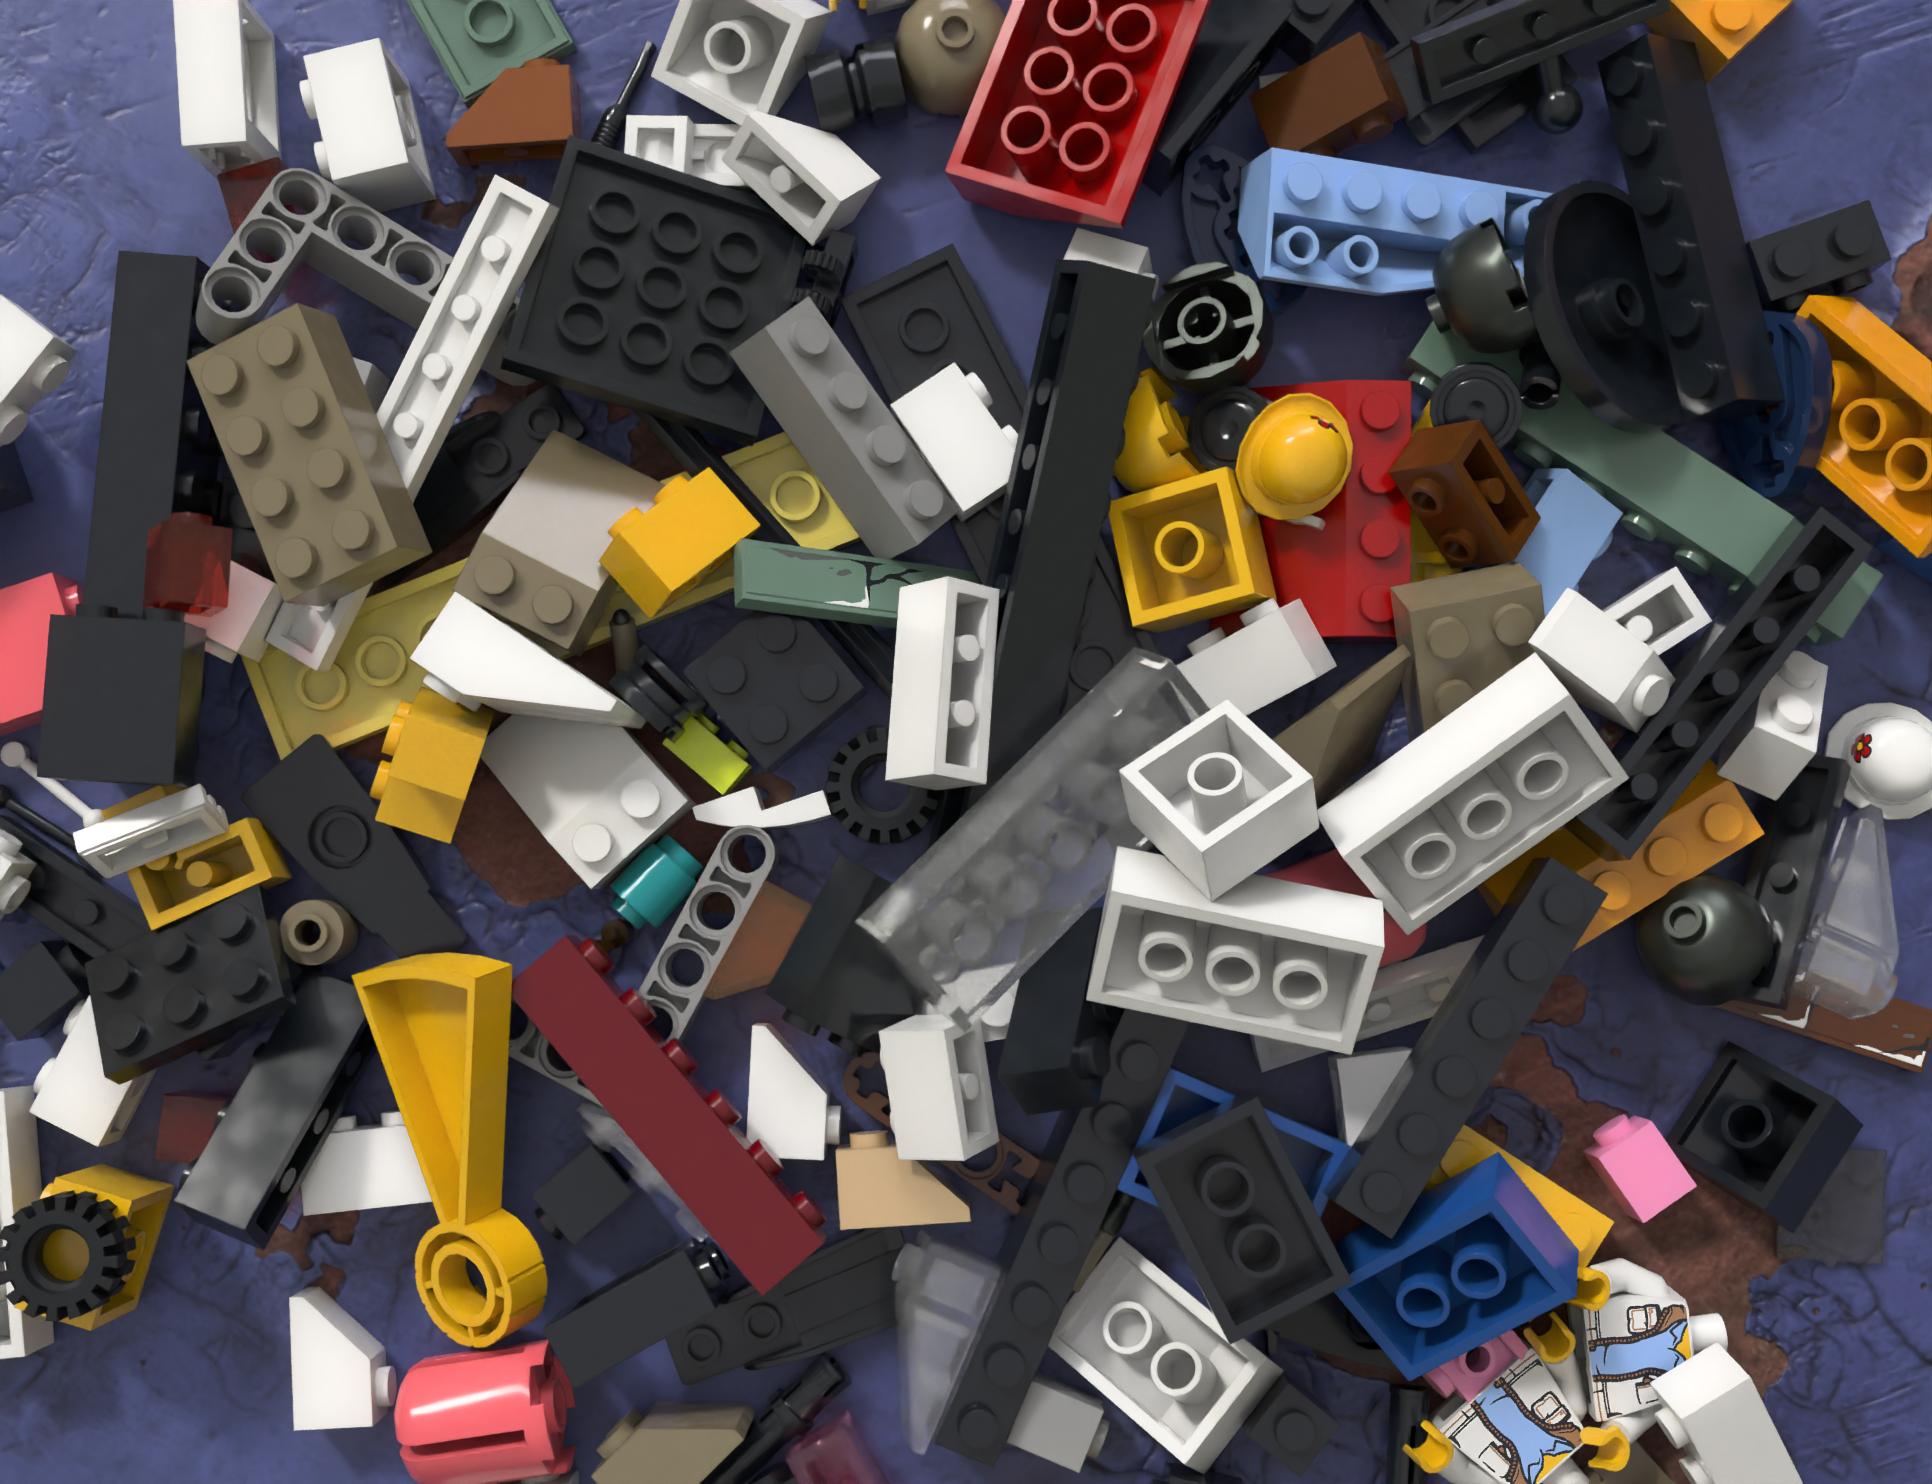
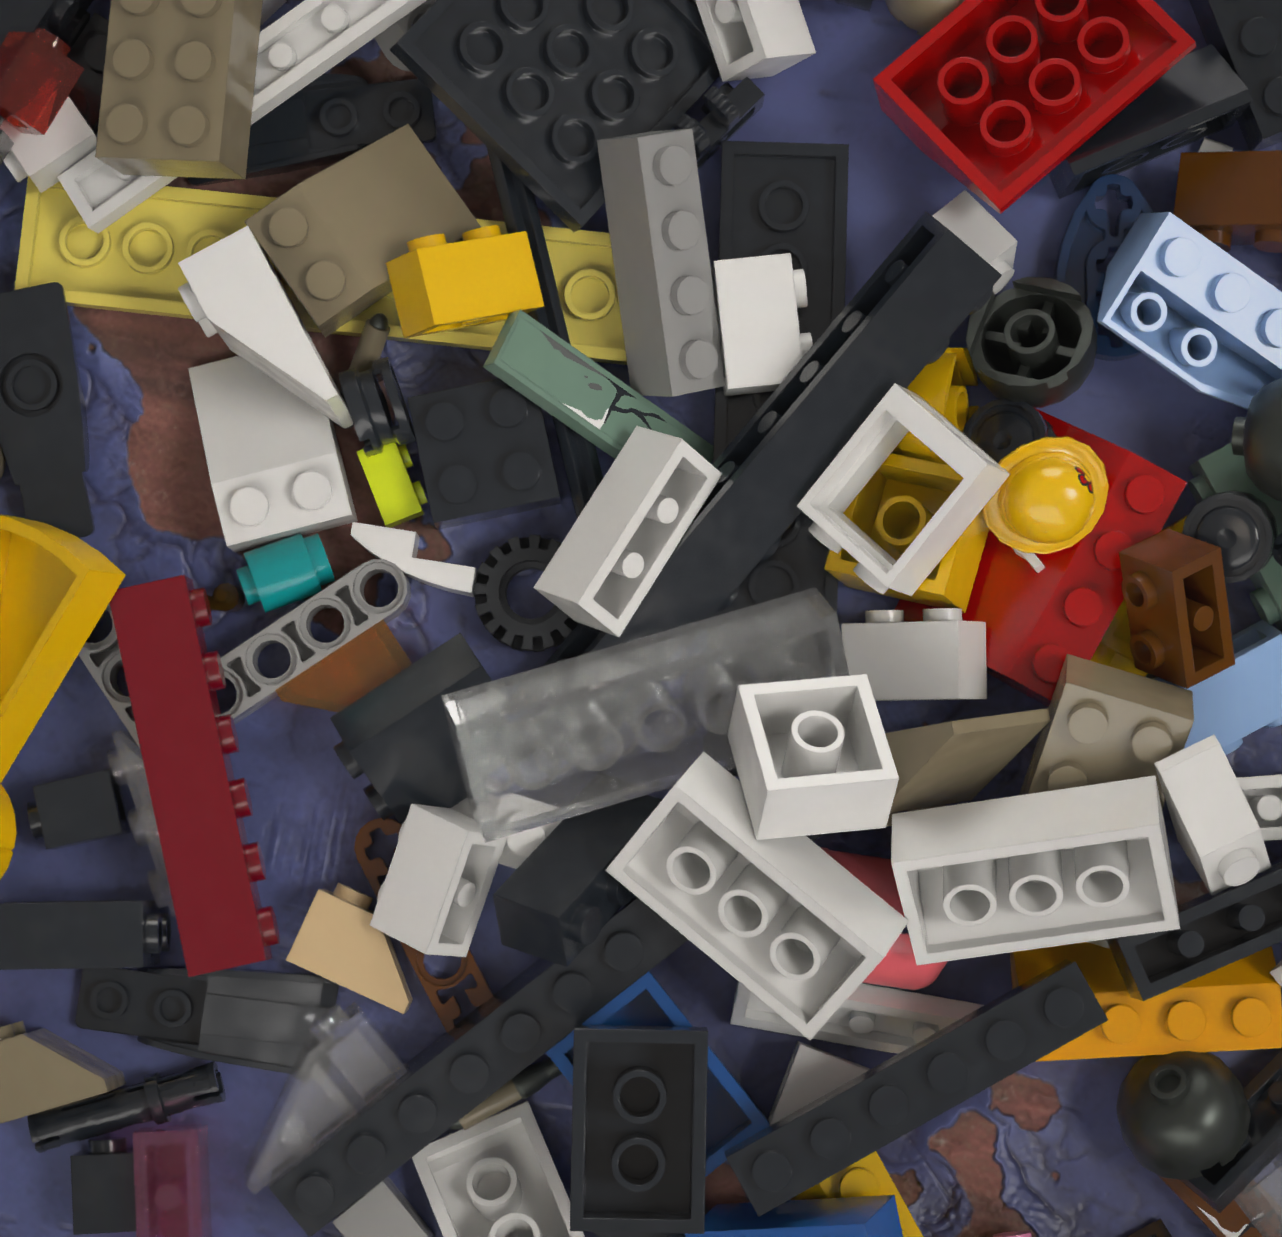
camera: 25 degrees right, 0 degrees up
(432, 764) = (147, 366): yellow brick -> none
(788, 1100) = (300, 824): white slope -> none
(1116, 508) = (862, 457): none -> white window

